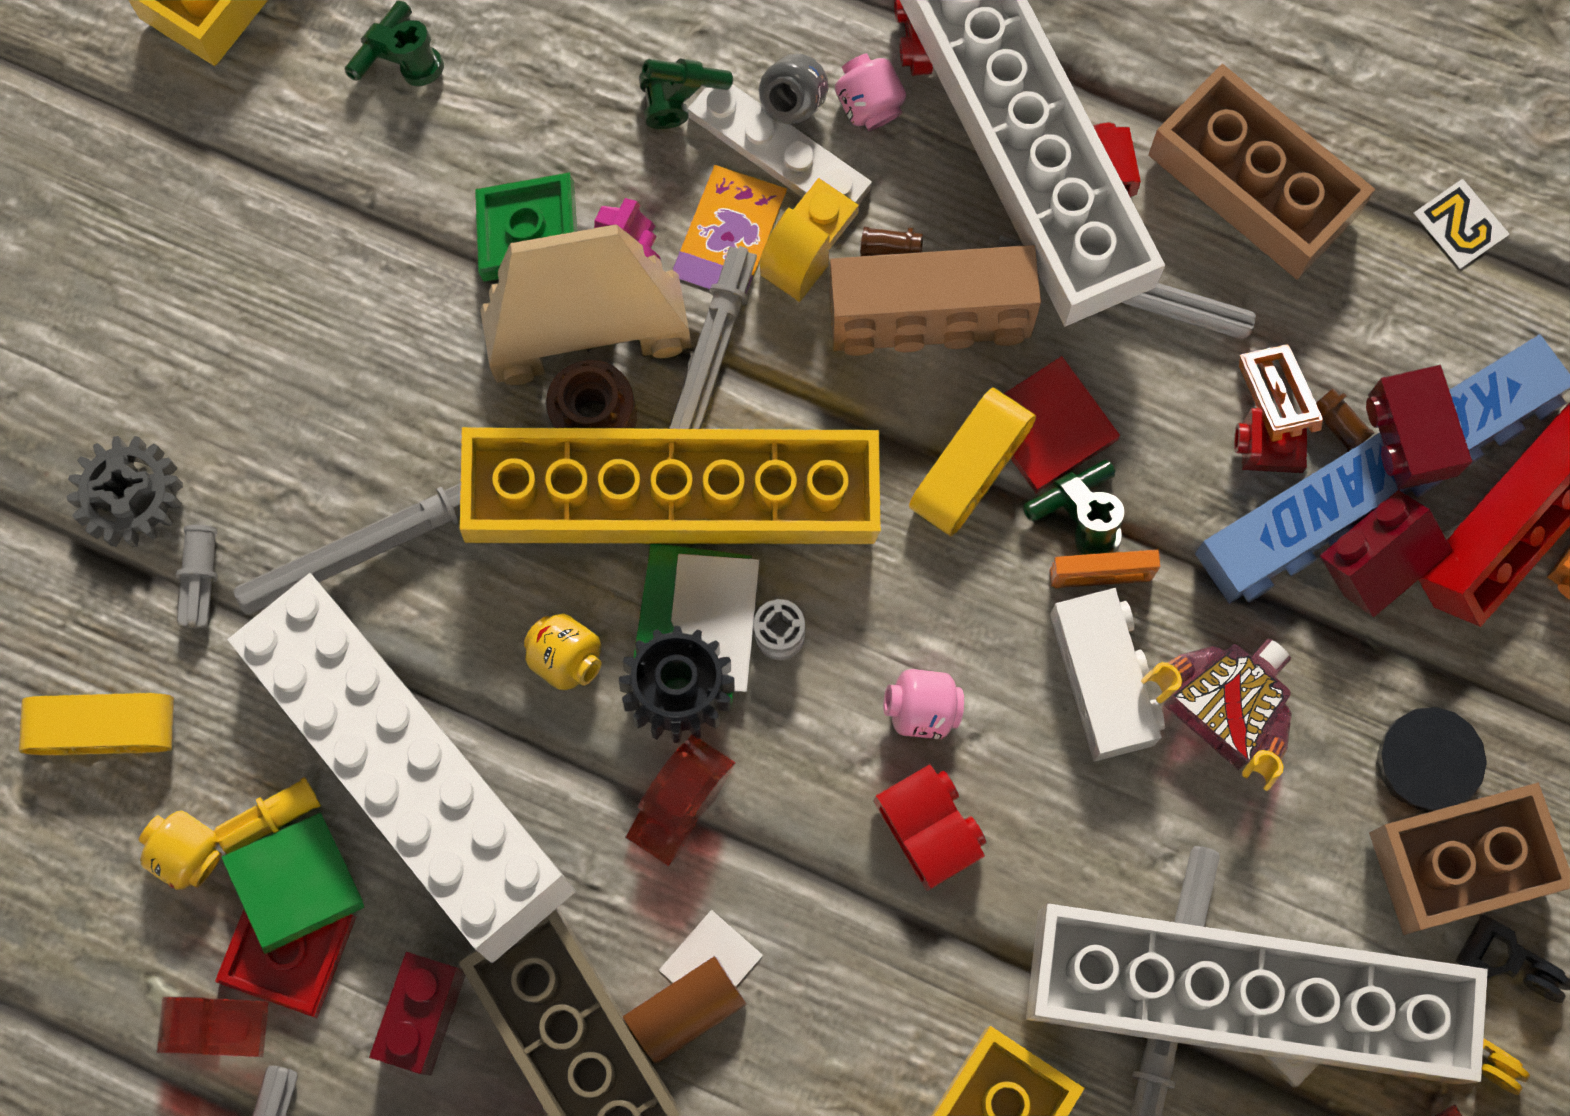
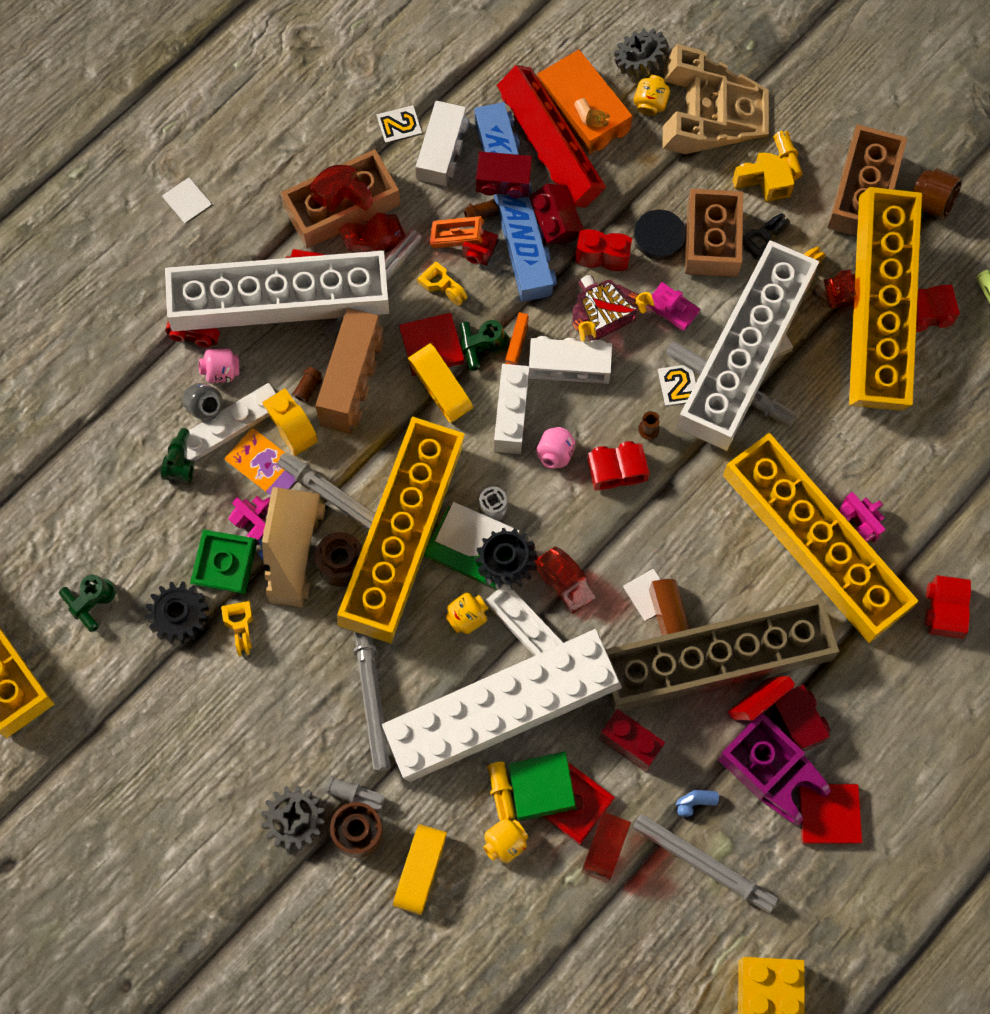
camera: 75 degrees left, 5 degrees down
(104, 578) = (347, 816): none -> reddish brown piece
(398, 308) = (244, 643): none -> yellow piece
(407, 166) = (173, 599): none -> black gear
(574, 764) = (522, 621): none -> white plate
(970, 601) = (511, 409): none -> white brick
(1019, 869) = (649, 425): none -> reddish brown pin
(1140, 885) = (676, 384): none -> sticker
(1169, 404) = (454, 293): none -> yellow piece
(1208, 254) = (378, 234): none -> clear red brick
(1267, 143) = (339, 183): none -> clear red brick
(1285, 829) = (674, 306): none -> dark pink hips
(1346, 650) = (603, 250): none -> red brick
(1448, 305) = (442, 143): none -> white brick

